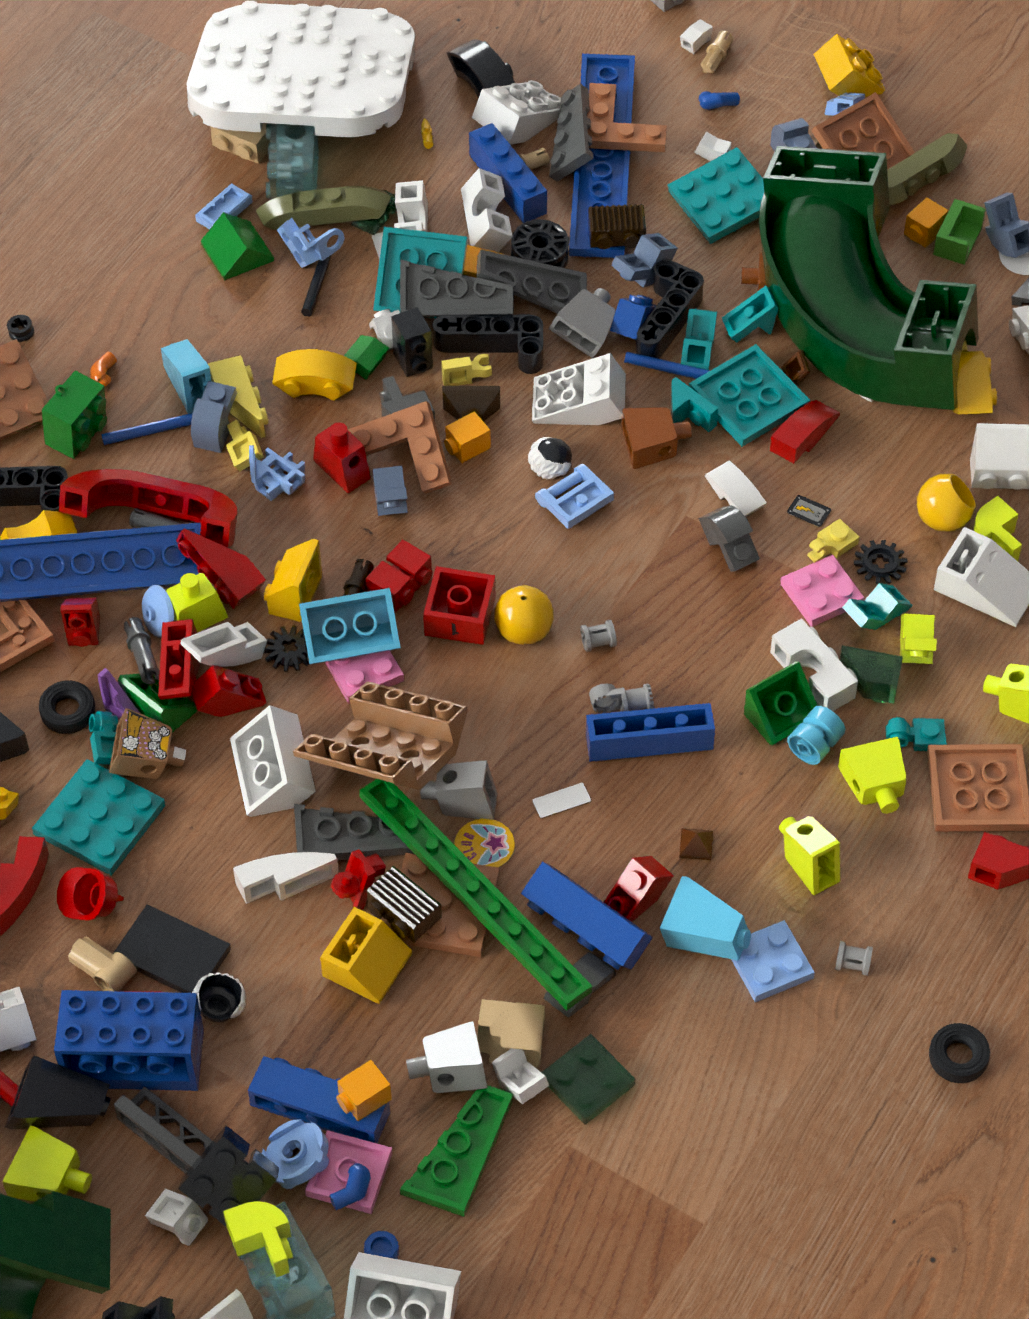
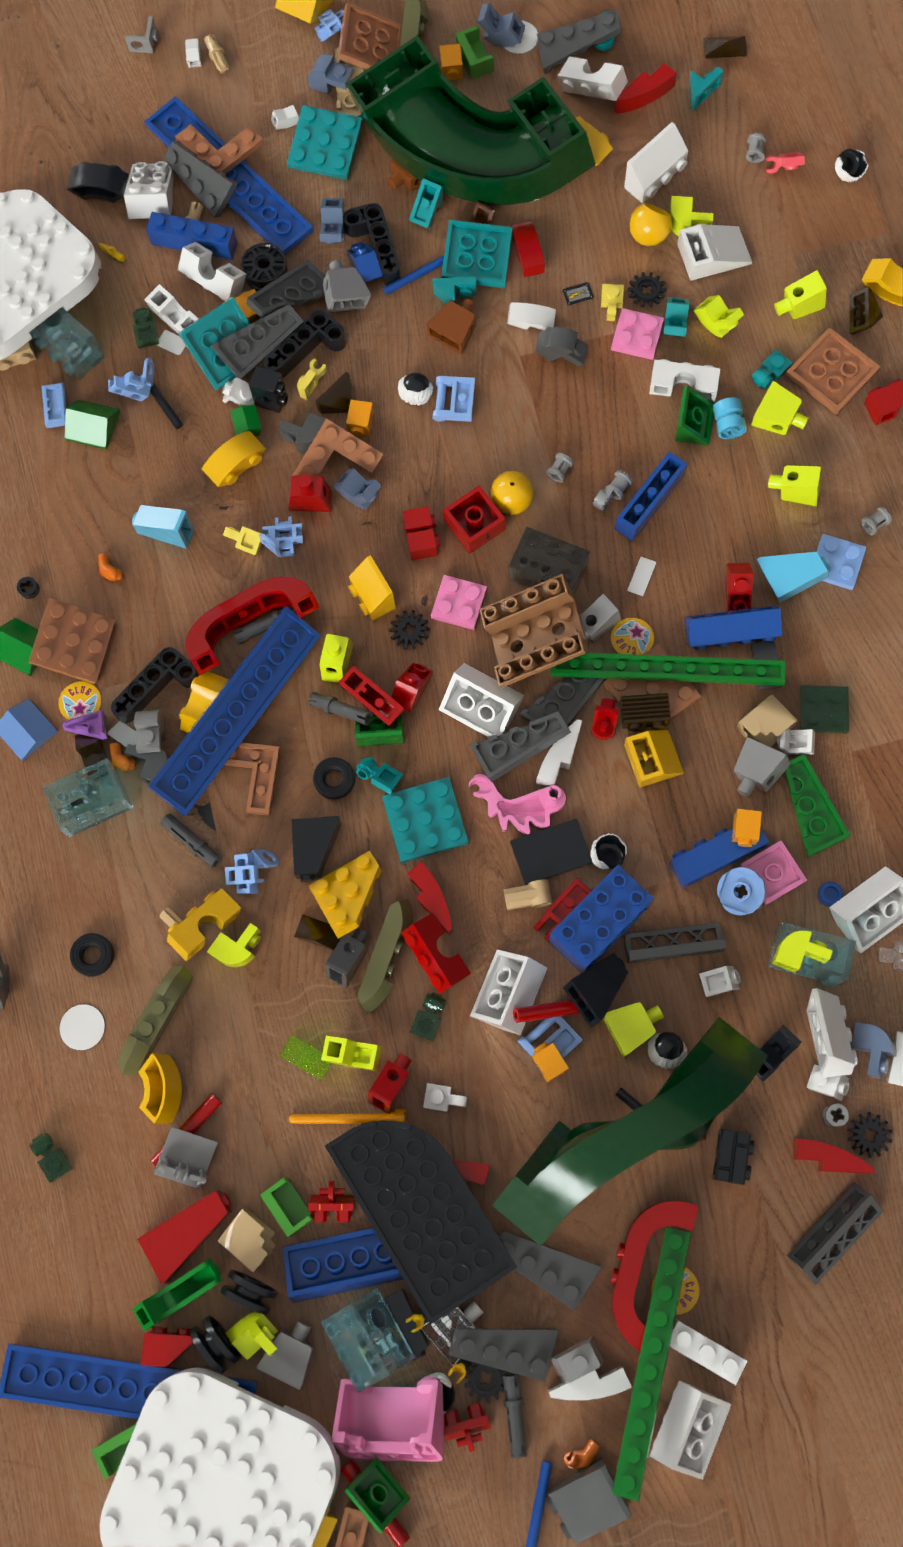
camera: 40 degrees left, 20 degrees up
(74, 415) = (135, 610): green brick -> none
(81, 621) = (285, 723): red slope -> none
(87, 894) = (476, 868): red piece -> none
(112, 694) = (365, 749): medium lavender tile -> none
(143, 747) = (406, 760): torso -> none
(147, 429) = (181, 571): blue bar -> none
(156, 609) = (321, 678): light blue piece -> none
(199, 894) = (532, 808): none -> bright pink animal
(211, 417) = (211, 536): sand blue brick -> none
(225, 1178) = (735, 938): black piece -> none
(226, 569) = (333, 619): red slope -> none
(226, 645) = (385, 661): white slope -> none
(245, 406) = (205, 510): light yellow slope -> none
(260, 827) = (511, 749): none -> dark grey wing
(324, 206) = (115, 351): olive brick -> none
(349, 626) = (435, 587): medium azure slope -> none
(355, 1188) = (793, 878): blue arm -> none
(357, 581) = (404, 562): dark brown pin -> none
(493, 715) = (545, 557): none -> clear smoke piece
(580, 393) = (387, 336): white slope -> none
(616, 225) = (297, 215): dark brown brick -> none
(696, 844) = (733, 534): reddish brown slope -> none
(699, 338) = (412, 246): teal slope -> none
(715, 100) = (249, 88): blue arm -> none
(875, 671) = (720, 354): clear green slope -> none

